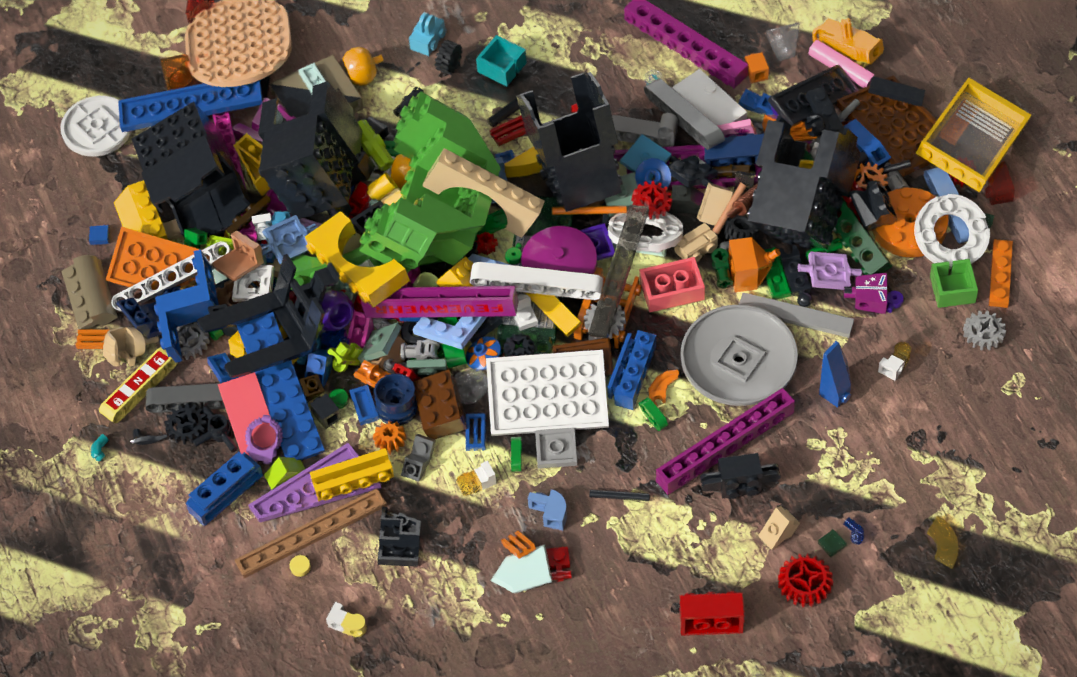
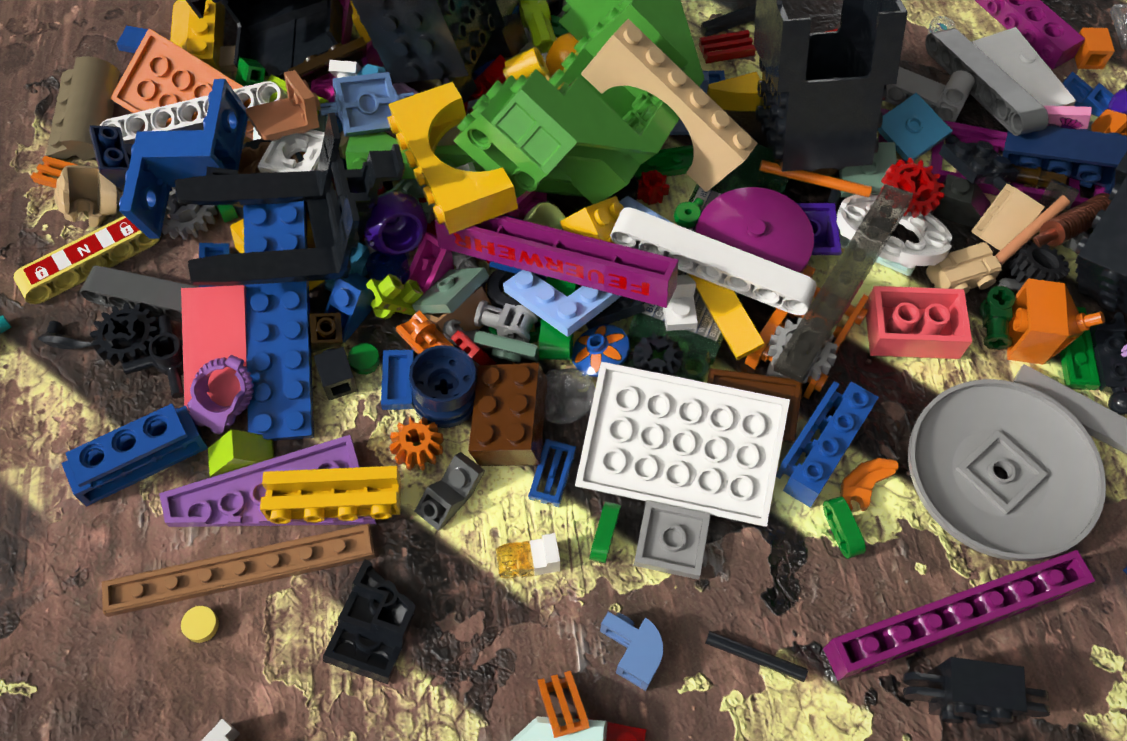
camera: 10 degrees right, 5 degrees up
(657, 168) = (928, 144): blue dish -> none

